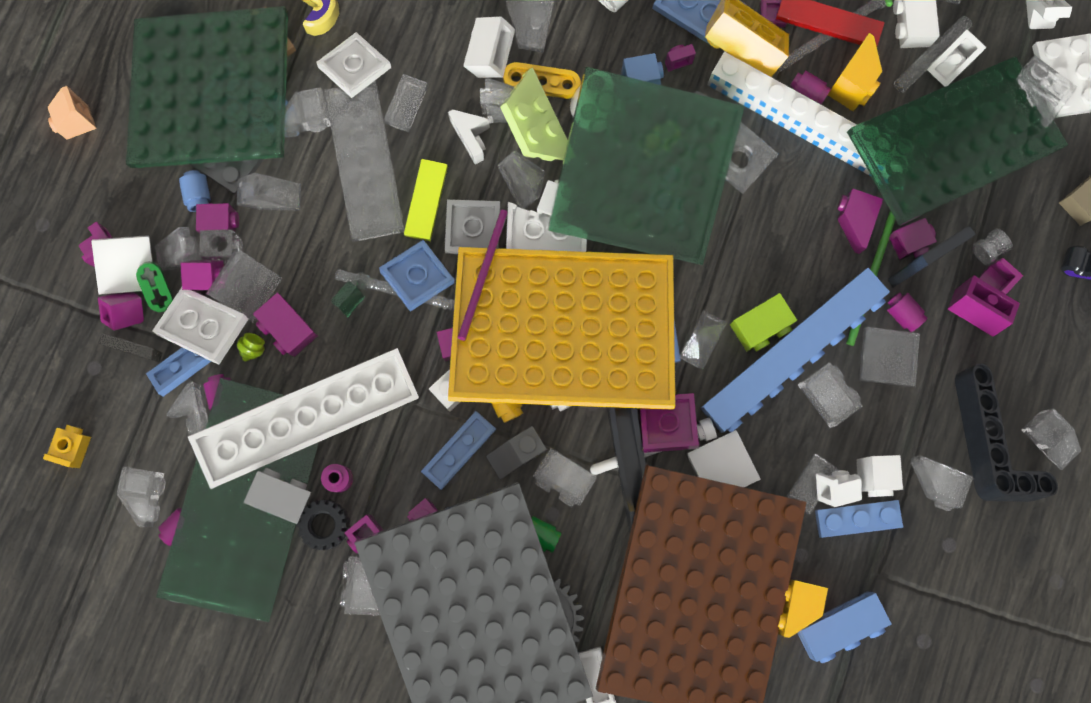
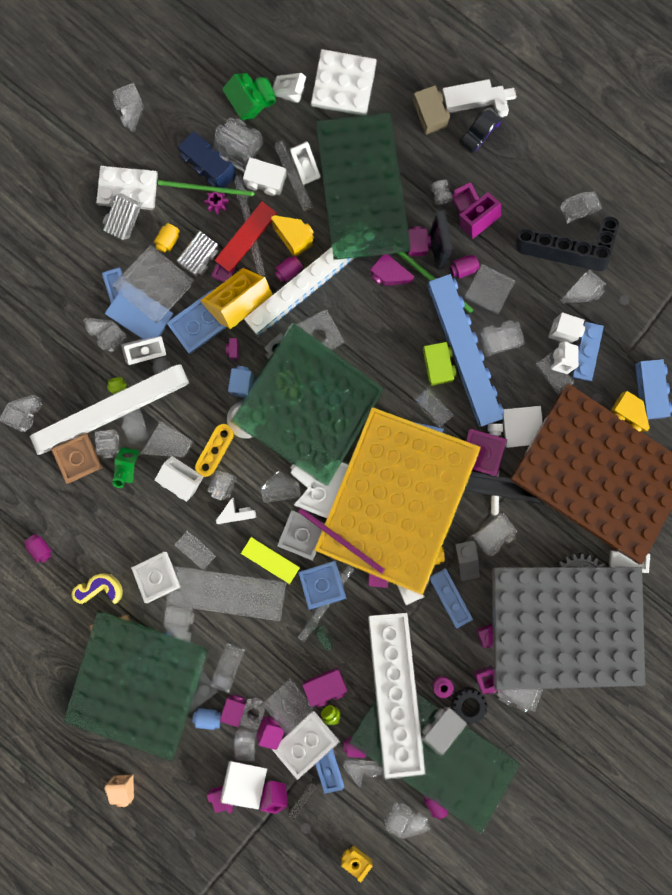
camera: 70 degrees left, 5 degrees up
(148, 289) = (266, 773): green beam -> none
(534, 120) = (244, 466): yellowish green wing -> none
(546, 533) = (527, 560): green brick -> none
(1045, 88) = (348, 112): clear wing -> none

